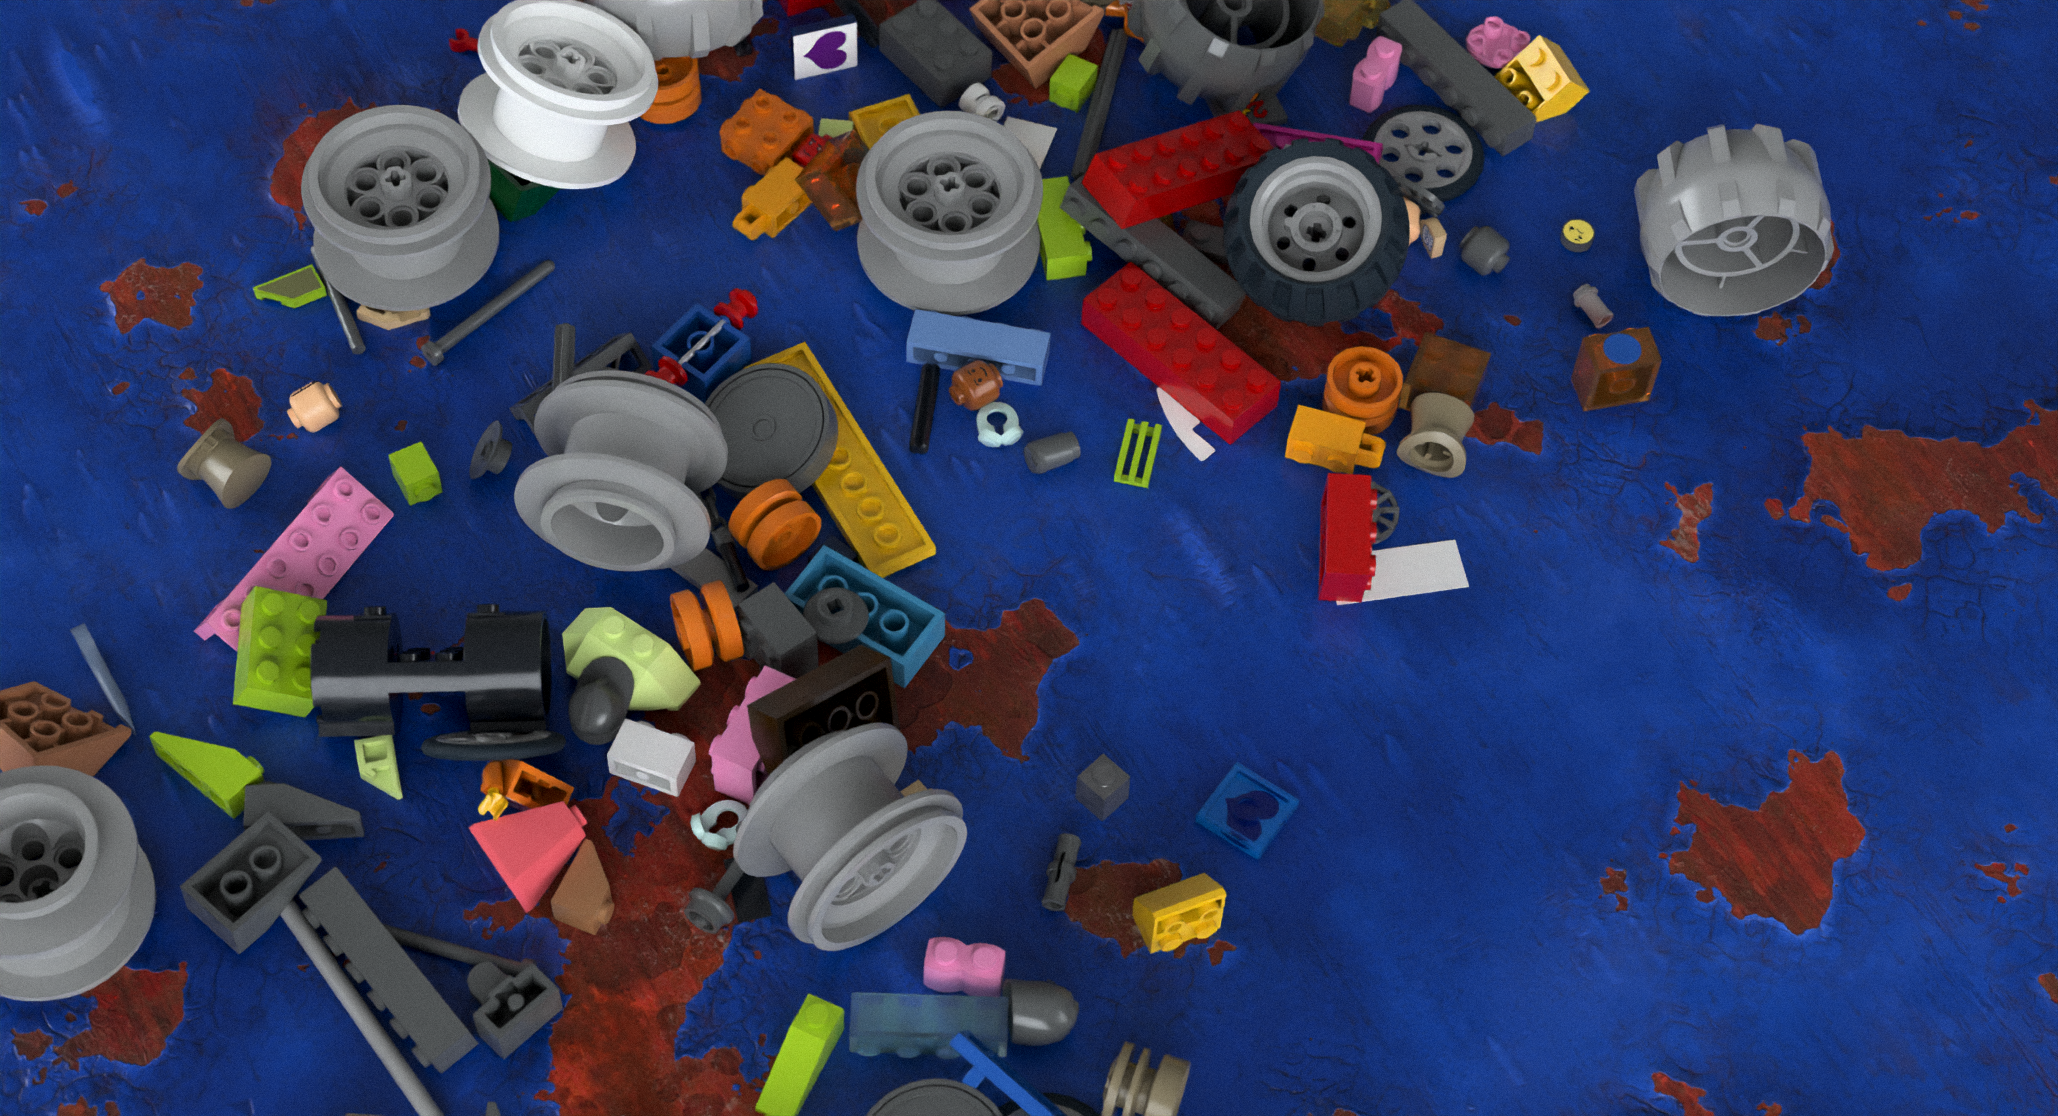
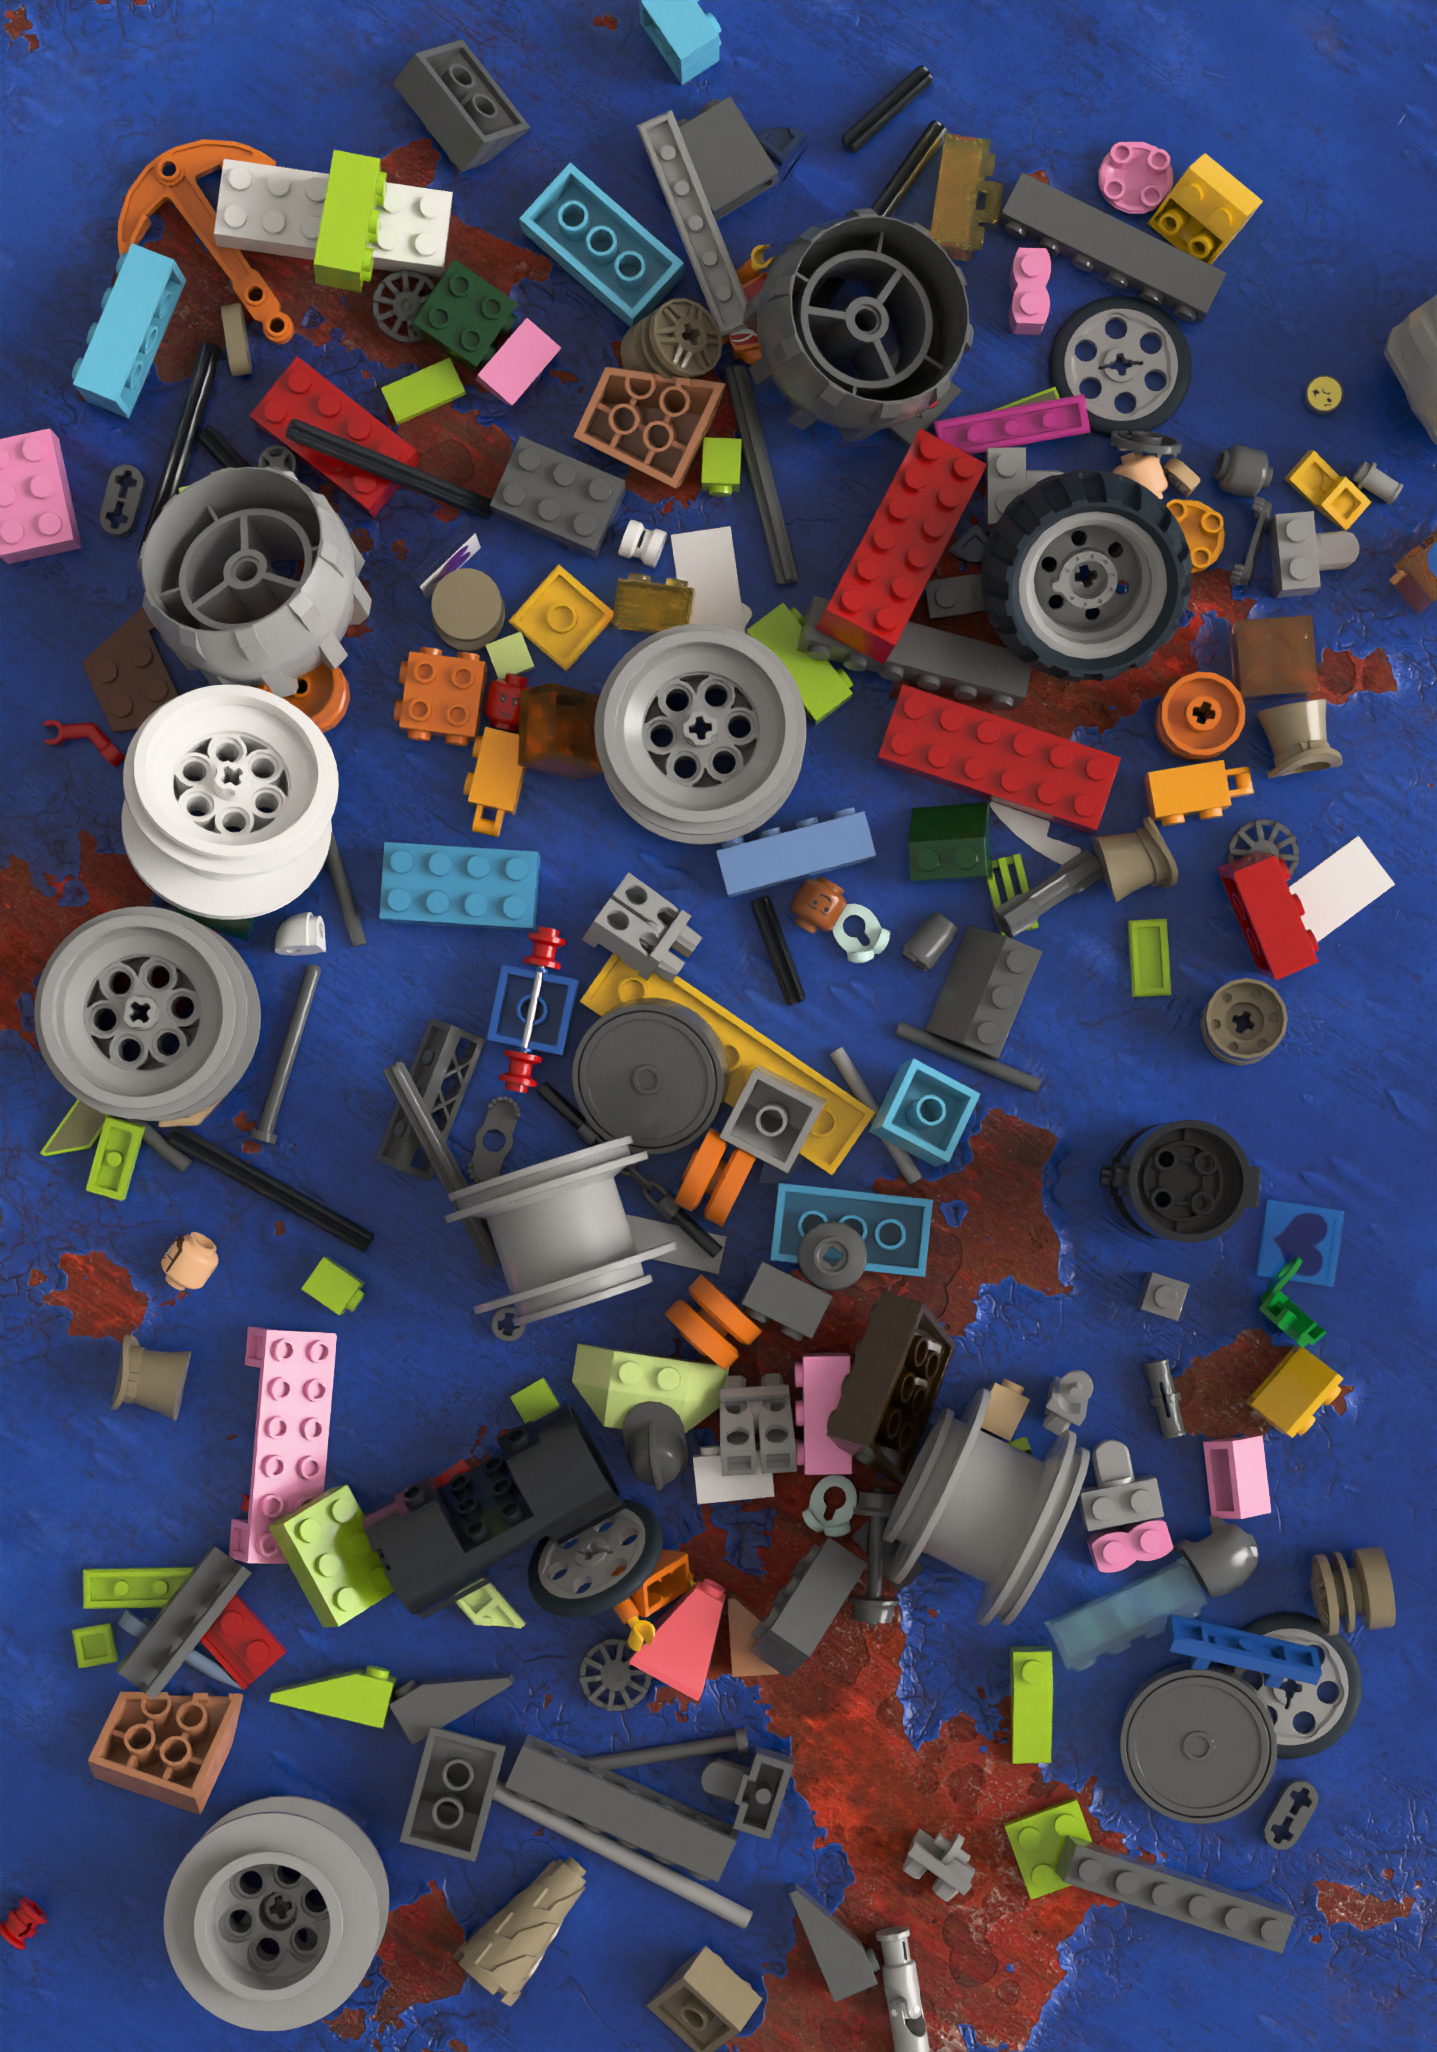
camera: 20 degrees left, 30 degrees up
(39, 645) = (95, 1645): none -> lime tile
(108, 621) = (131, 1586): none -> lime tile
(122, 647) = (183, 1622): none -> dark grey fence
(158, 697) = (242, 1643): none -> red plate
(231, 1023) = (516, 1938): none -> dark tan cone
(307, 314) = (115, 1158): none -> lime plate
(414, 392) = (271, 1188): none -> black axle
(452, 868) = (614, 1676): none -> dark grey wheel
(491, 452) = (391, 1227): dark grey piece -> none
(535, 559) = (500, 1315): none -> dark grey bush
(553, 237) = (301, 935): none -> white piece
(608, 222) = (344, 895): none -> dark grey bar
(649, 864) = (806, 1606): none -> dark grey brick
(689, 712) = (756, 1411): none -> light grey hips
(696, 251) = (459, 886): none -> dark azure brick
(821, 81) = (467, 609): none -> dark tan hat
(823, 335) = (641, 930): none -> light grey hips
(849, 495) = (772, 1118): none -> light grey slope
(935, 558) = (863, 1095): none -> light grey bar
(976, 557) = (924, 1112): none -> medium azure brick
(979, 914) = (1118, 1494): none -> light grey brick
(983, 816) = (1067, 1401): none -> light grey hips
(1045, 557) = (968, 1057): none -> dark grey bar
(1080, 508) = (983, 991): none -> dark grey slope
(1092, 961) = (1237, 1477): none -> bright pink brick
(1105, 395) = (950, 844): none -> dark green slope
(1145, 454) = (1069, 879): none -> dark grey axle
(1157, 654) = (1179, 1181): none -> black cylinder
(1204, 845) = (1285, 1312): none -> green piece
(1229, 546) = (1149, 958): none -> lime tile
(1253, 459) = (1135, 860): none -> dark tan hat
(1283, 610) = (1264, 1015): none -> dark tan wheel
(1422, 278) = (1201, 529): none -> light orange dish
(1454, 314) = (1243, 573): none -> dark grey piece
(1506, 321) = (1301, 553): none -> light grey brick
(1547, 296) = (1327, 491): none -> yellow slope

